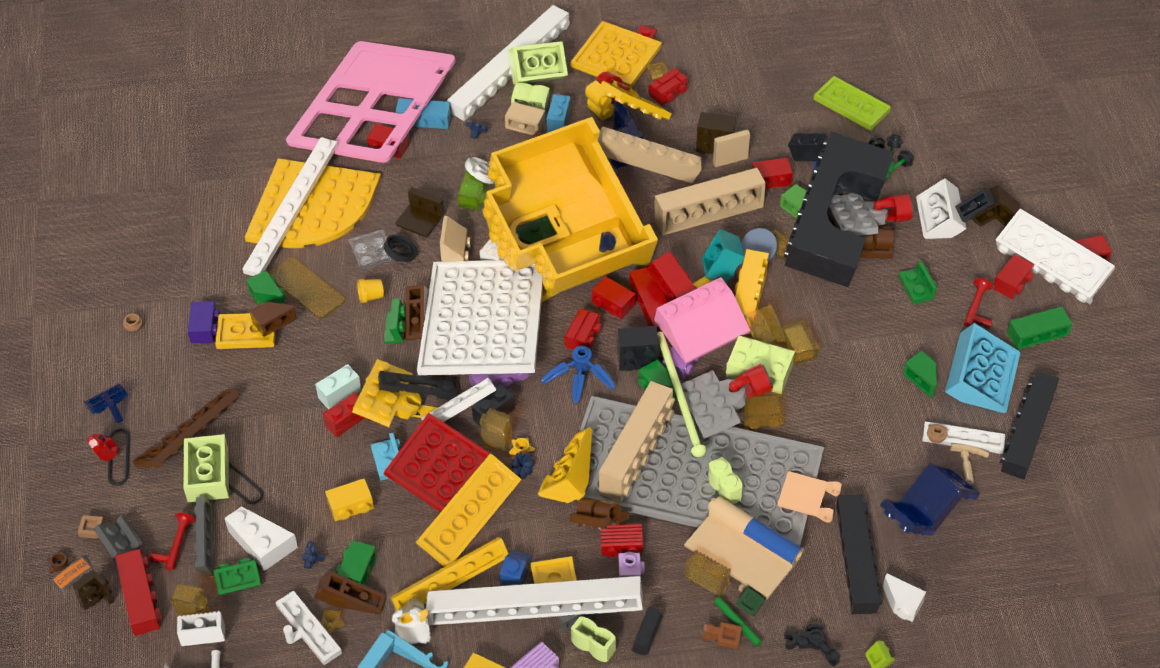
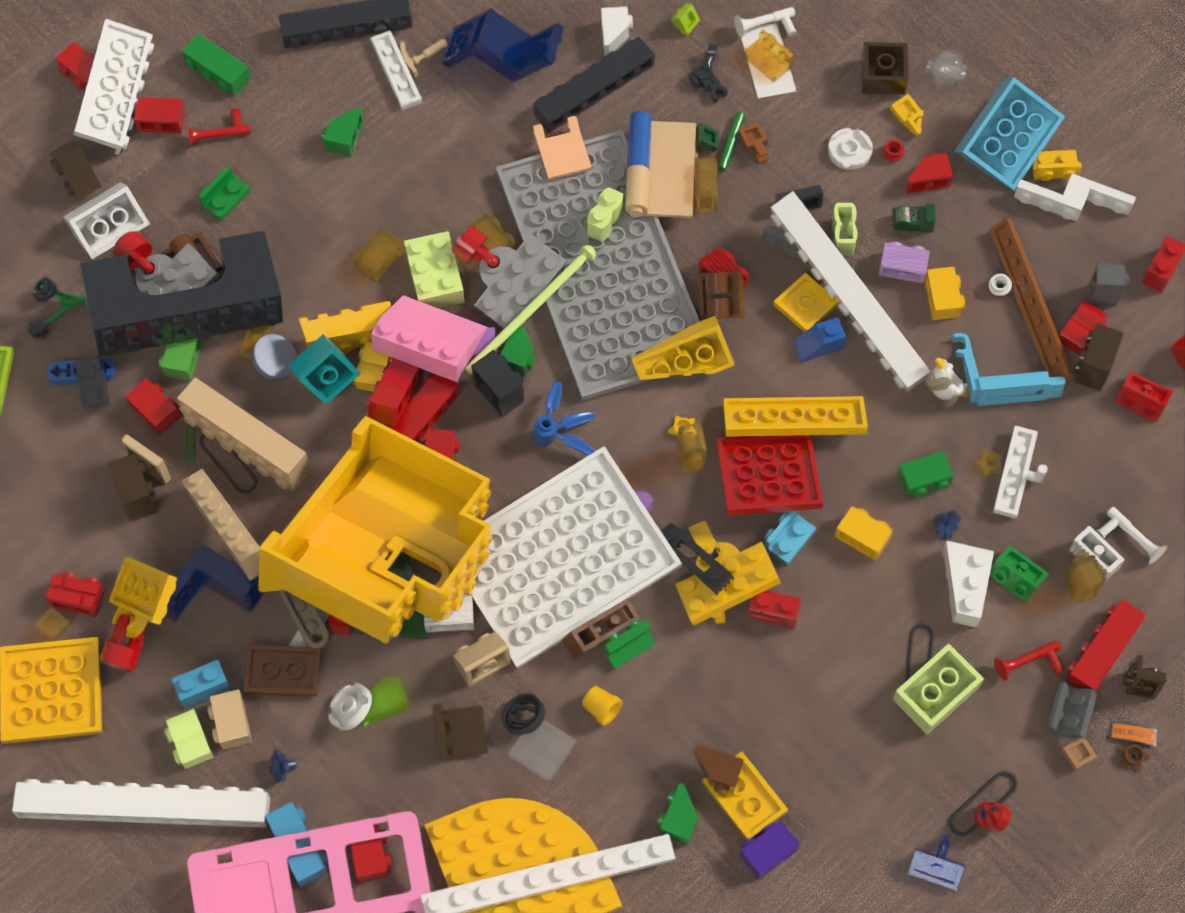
camera: 125 degrees left, 15 degrees up
(156, 455) = (932, 749): reddish brown wing -> none
(204, 536) = (1012, 629): dark grey plate -> none
(307, 288) = (639, 785): clear yellow piece -> none
(338, 386) = (747, 640): light aqua brick -> none
(348, 594) = (966, 467): reddish brown slope -> none
(454, 573) = (881, 392): yellow plate -> none
(463, 400) = (686, 504): white tile -> none
(499, 400) = (662, 476): black brick -> none
(522, 465) = (708, 409): dark blue plant -> none
(537, 62) = (137, 752): yellowish green brick -> none
(583, 330) = (504, 457): red brick -> none
(598, 101) = (156, 644): yellow brick -> none
(607, 241) = (387, 483): clear blue plate -> none
(630, 565) = (748, 248): lavender brick -> none
(636, 442) = (620, 306): tan brick -> none
(765, 325) = (385, 288): clear yellow bracket -> none
(937, 437) = (414, 89): medium nougat plate -> none
(976, 204) = (94, 173): black brick -> none
(982, 370) = (305, 88): medium azure slope -> none

